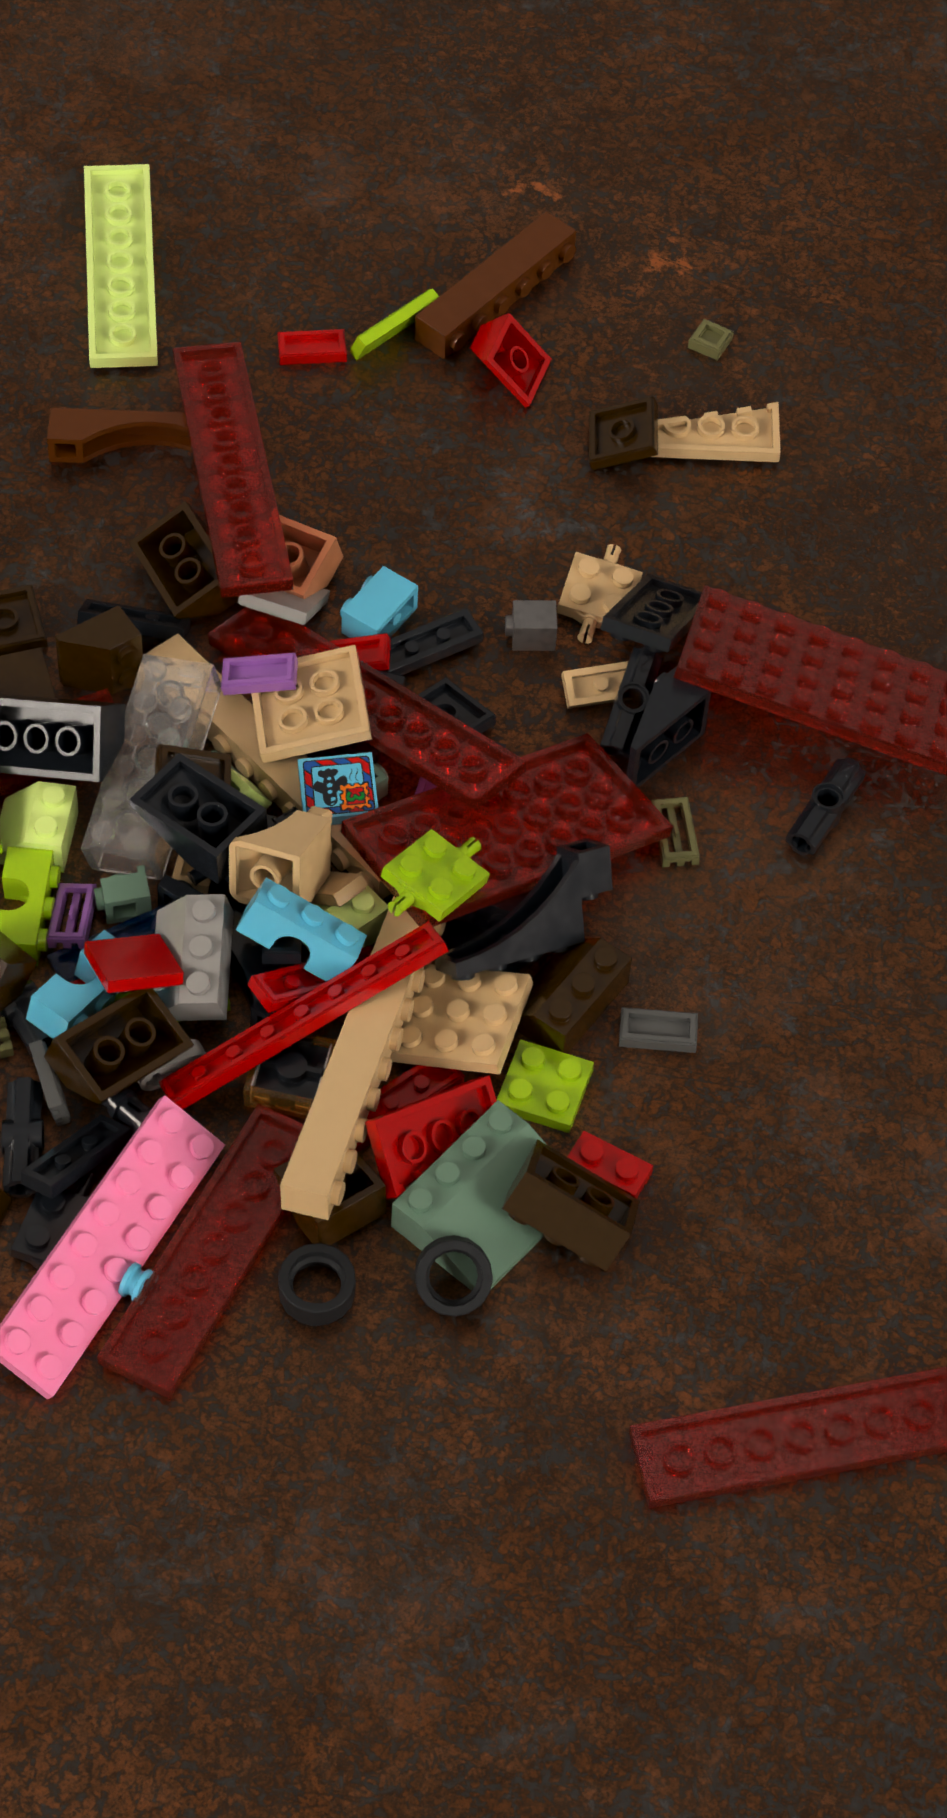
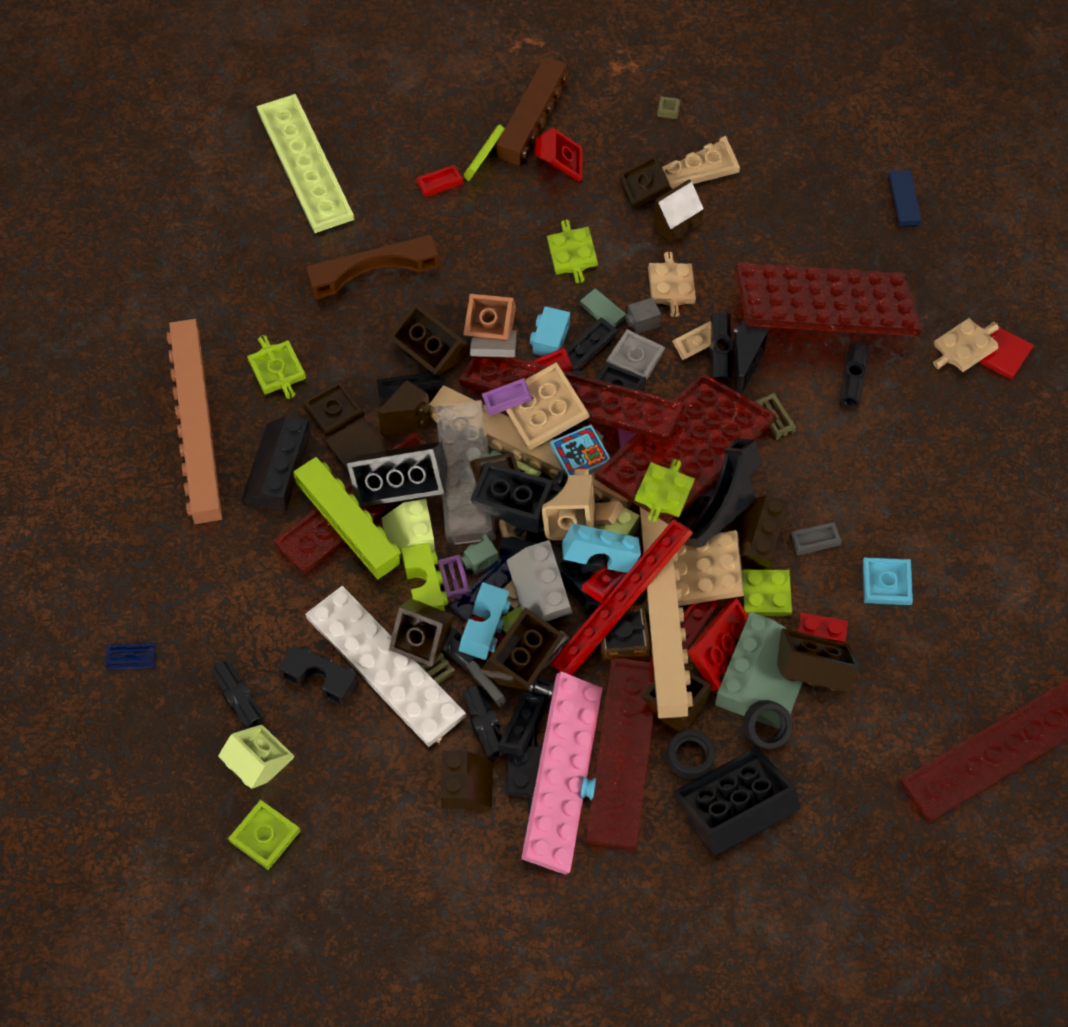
camera: 15 degrees left, 5 degrees up
(133, 963) = (511, 598): red tile -> none
(232, 470) = (434, 274): clear red plate -> none
(358, 1375) = (737, 800): none -> black slope
(467, 502) = (572, 251): none -> lime plate
(473, 592) = (601, 306): none -> sand green tile
(498, 679) = (636, 354): none -> light grey tile
(652, 488) = (678, 211): none -> slope
(653, 614) = (714, 288): black plate -> none
(744, 1128) = (887, 581): none -> medium azure tile

